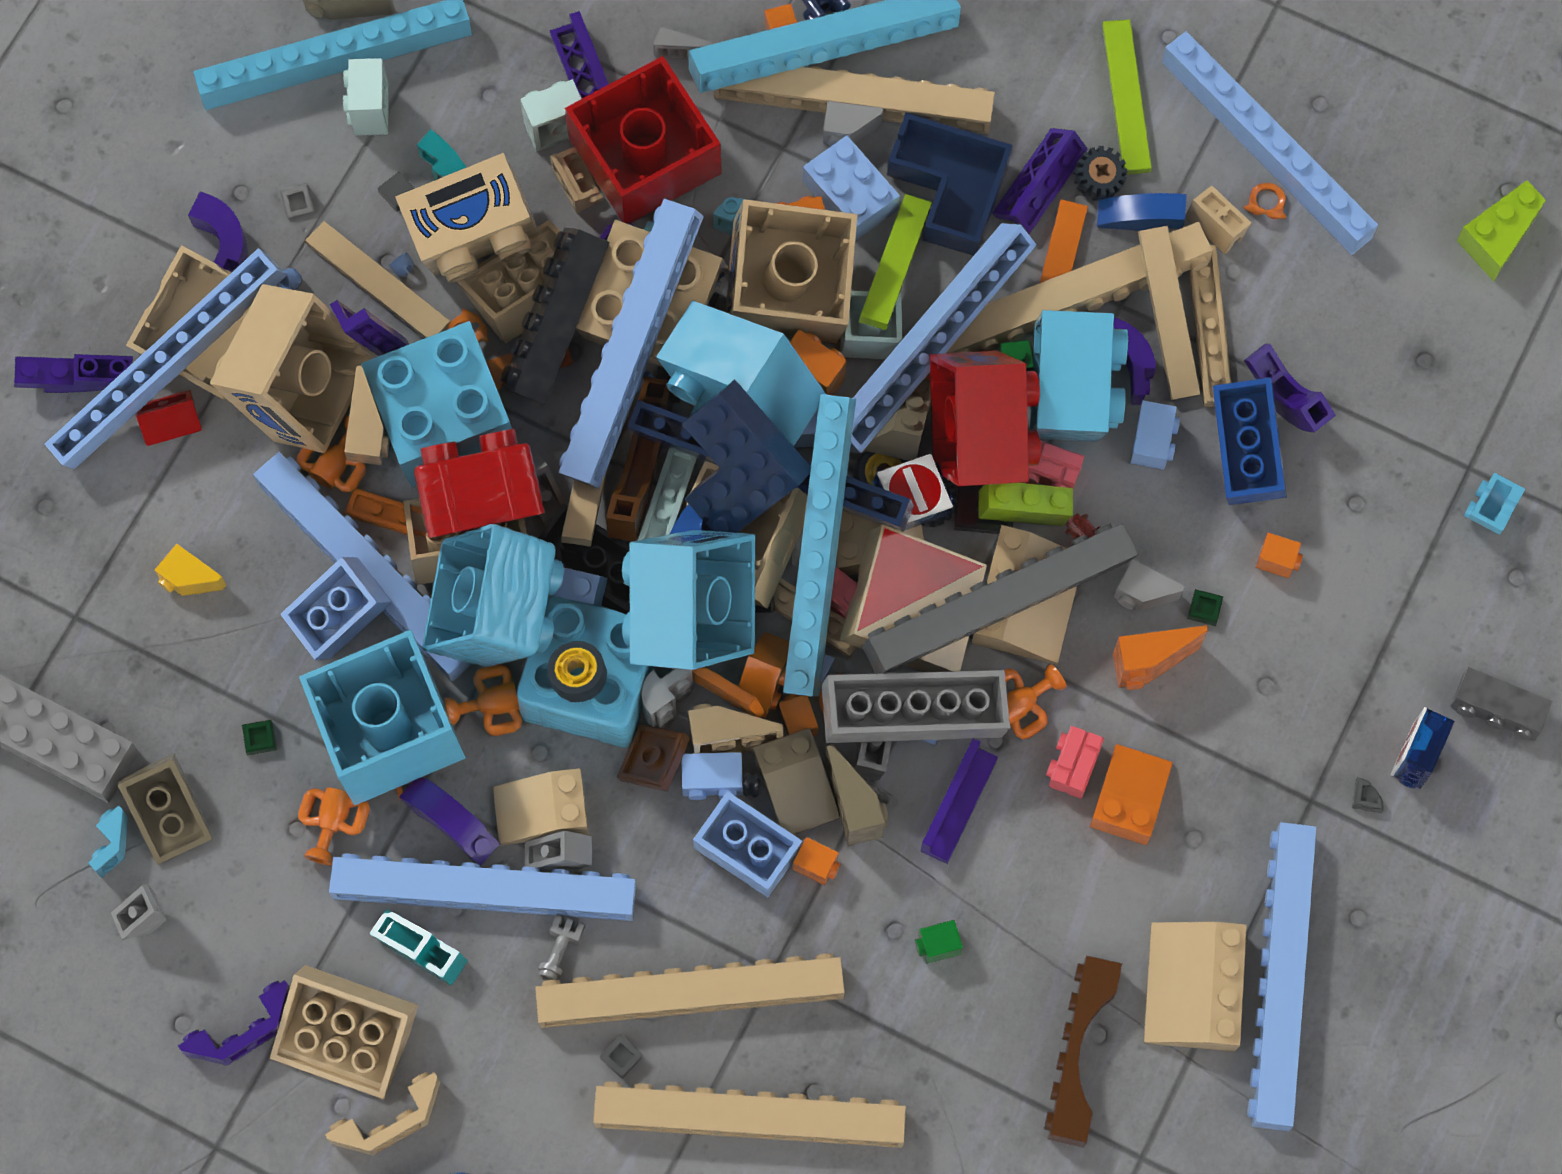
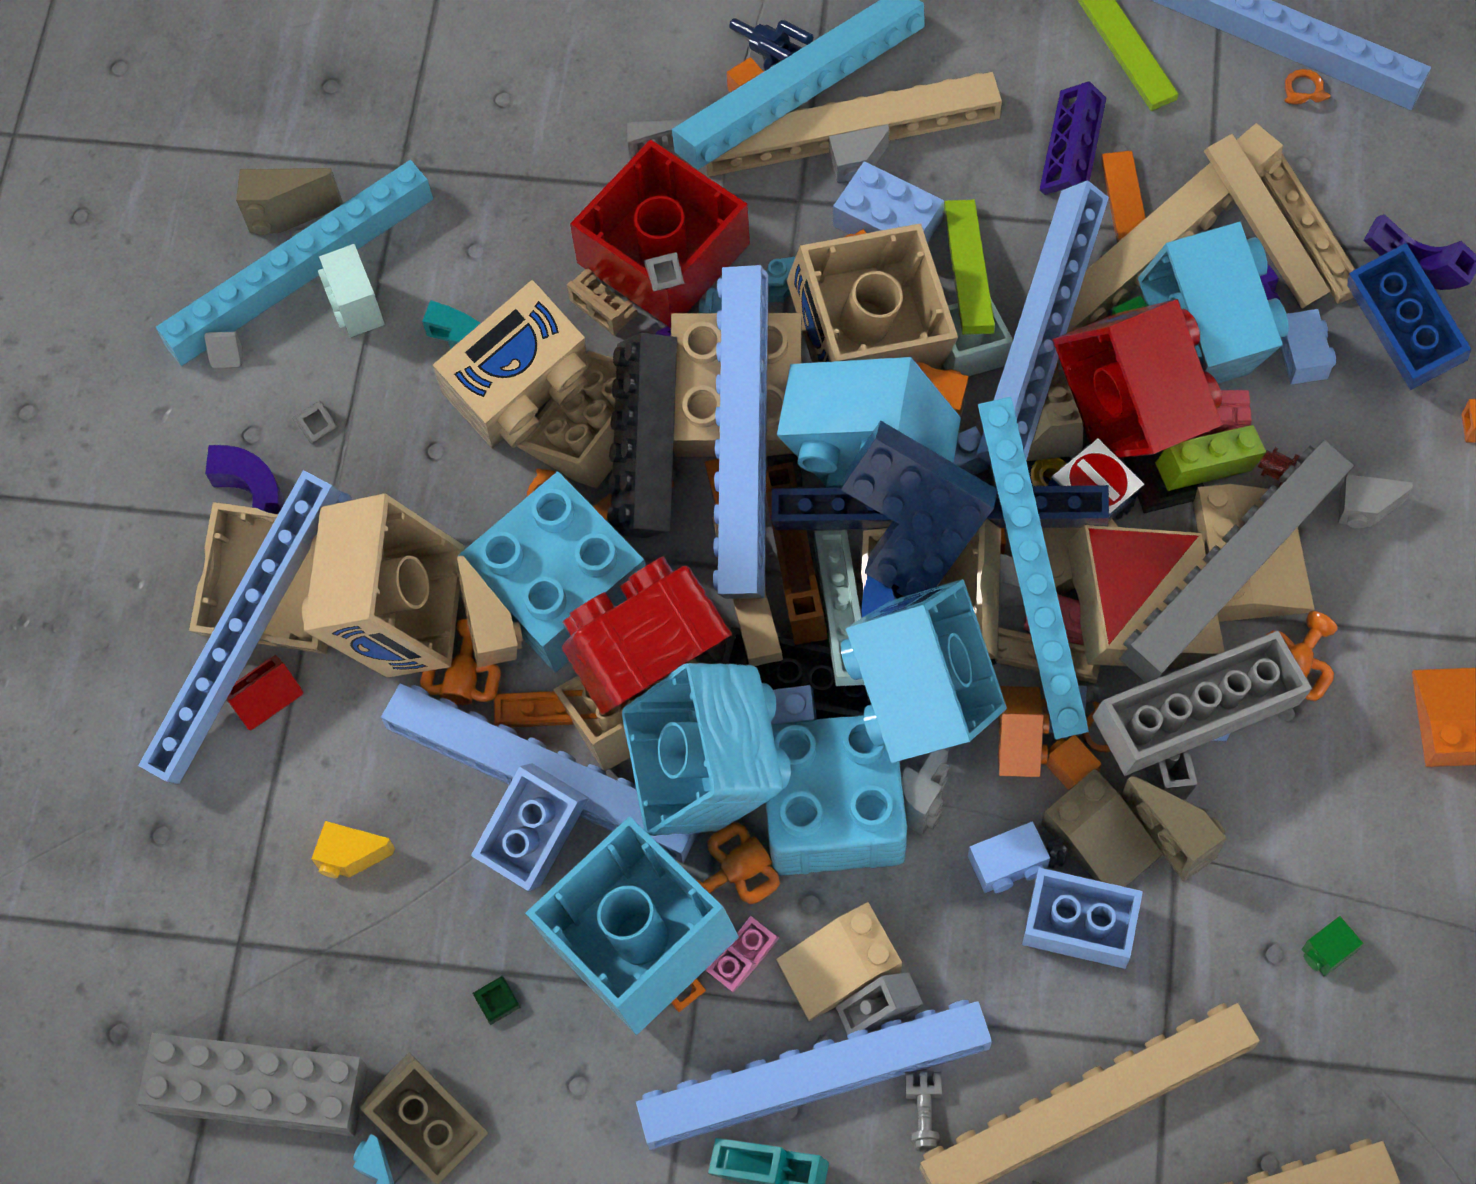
camera: 15 degrees left, 5 degrees down
(69, 375) = (137, 685): dark purple slope -> none
(244, 109) = (223, 349): none -> light grey slope
(332, 816) = (614, 1059): orange piece -> none
(368, 329) = (451, 518): dark purple fence -> none
(376, 281) = (432, 474): tan tile -> none
(393, 187) = (417, 377): dark grey tile -> none
(402, 265) = (453, 447): medium blue hinge -> none
(451, 818) = (747, 1008): dark purple arch -> none
(469, 772) = (743, 955): none -> bright pink slope
(545, 113) = (548, 244): light aqua brick -> none
(572, 656) = (837, 812): wheel -> none
(587, 53) = (560, 174): dark purple fence -> none
(624, 179) = (664, 271): none -> light grey slope
(653, 757) = (939, 862): reddish brown tile -> none
(728, 691) = (990, 760): orange tile -> none
(729, 731) = (1009, 802): tan slope -> none
(817, 861) = (1162, 909): orange brick -> none
(959, 803) = (1281, 791): dark purple fence -> none
(963, 171) = (988, 154): dark blue piece -> none
(1075, 762) = (1383, 703): coral brick -> none
(1094, 181) = (1120, 118): black wheel -> none
(1142, 211) = (1189, 136): blue slope -> none
(1148, 655) = (1404, 567): orange slope -> none
(1205, 607) = (1436, 499): dark green tile -> none
(1218, 219) = (1271, 113): tan hinge -> none

